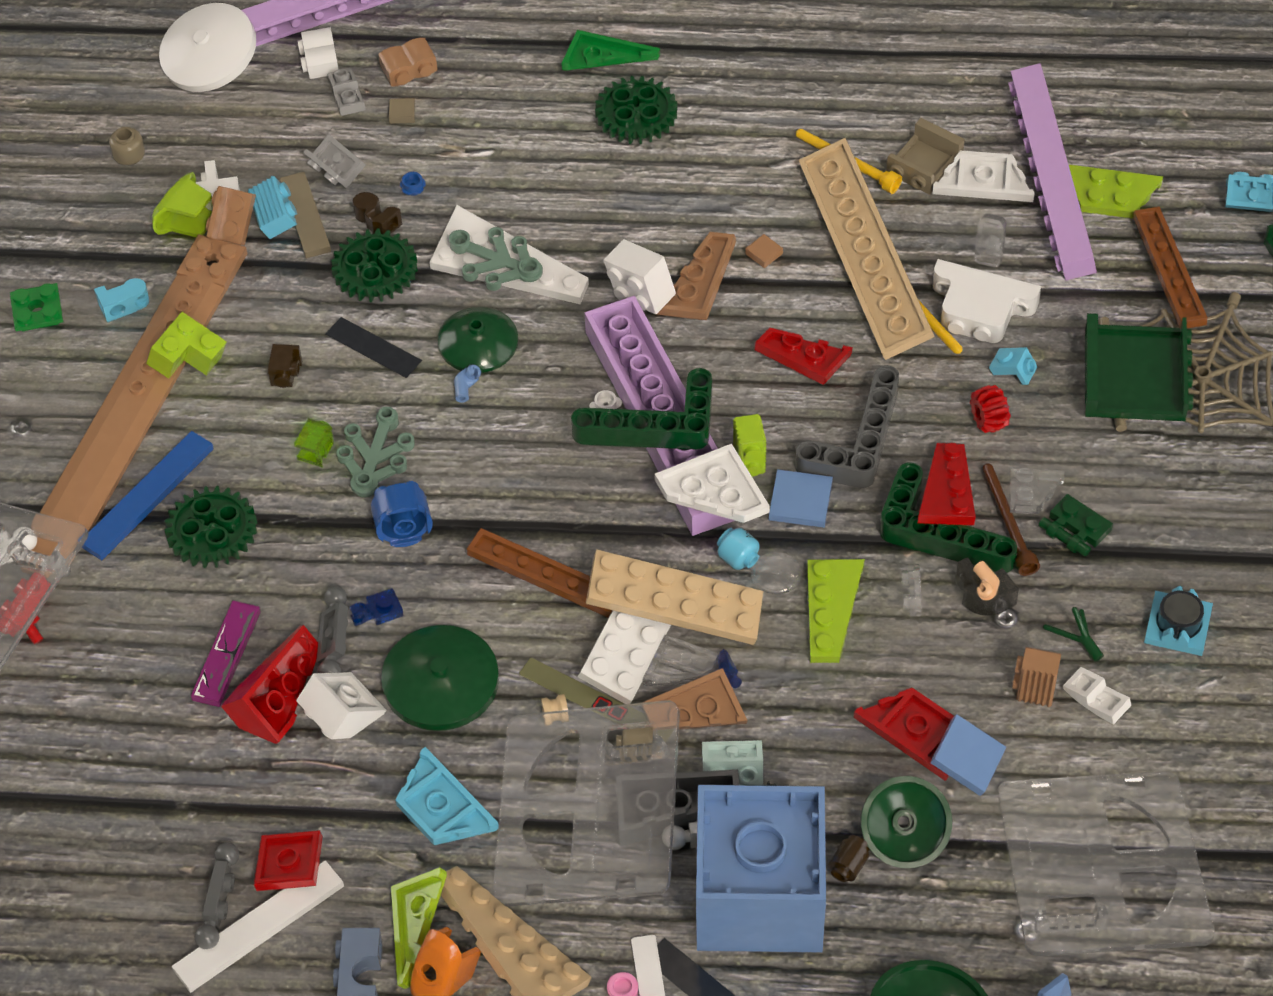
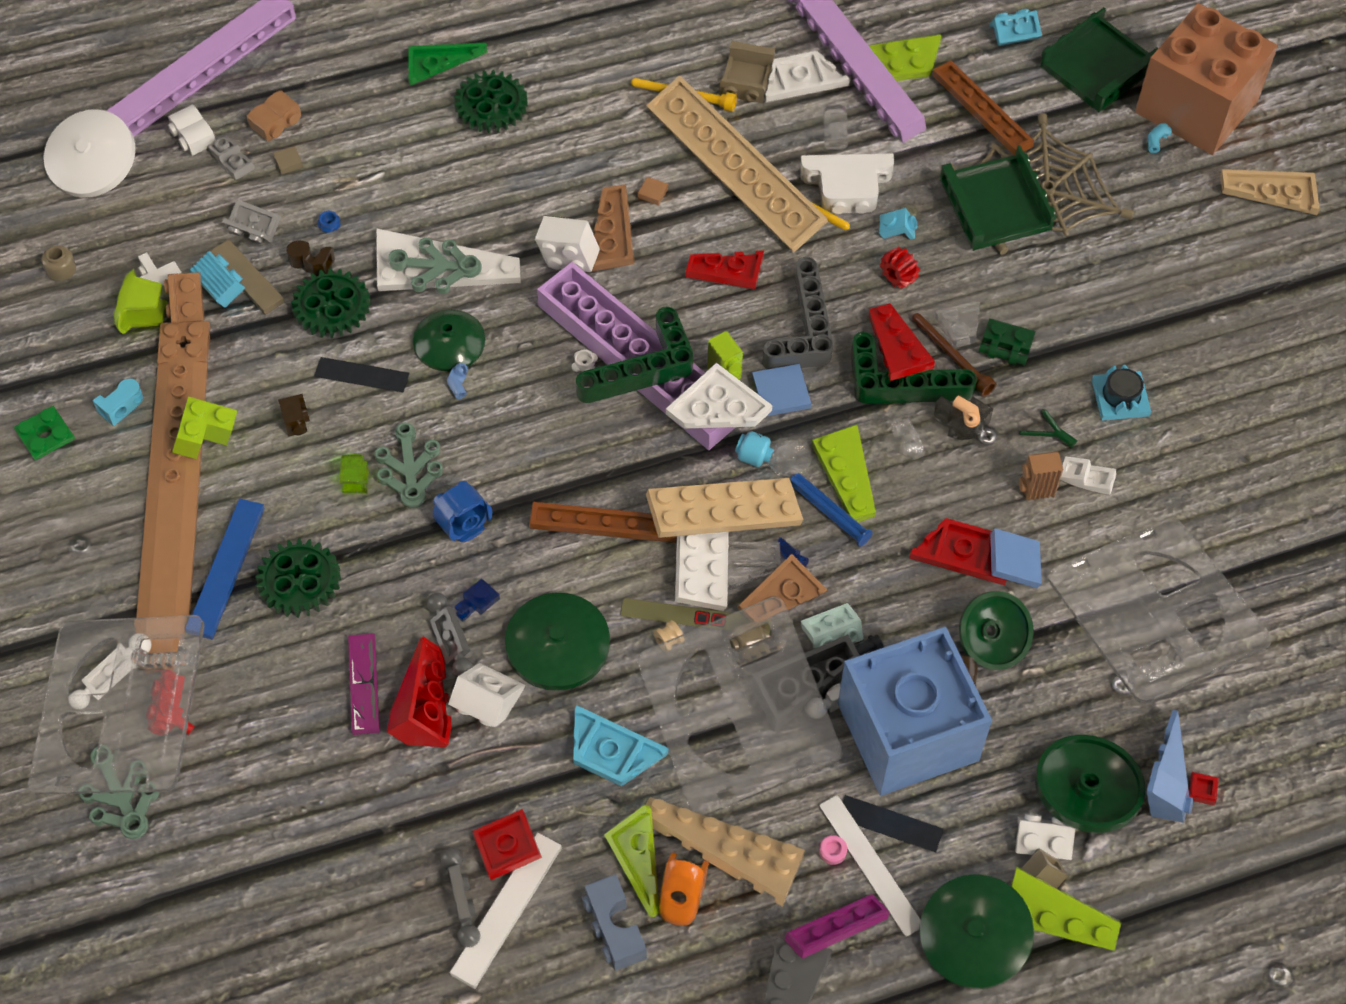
camera: 25 degrees left, 5 degrees up
(793, 639) = (831, 509): none -> blue axle

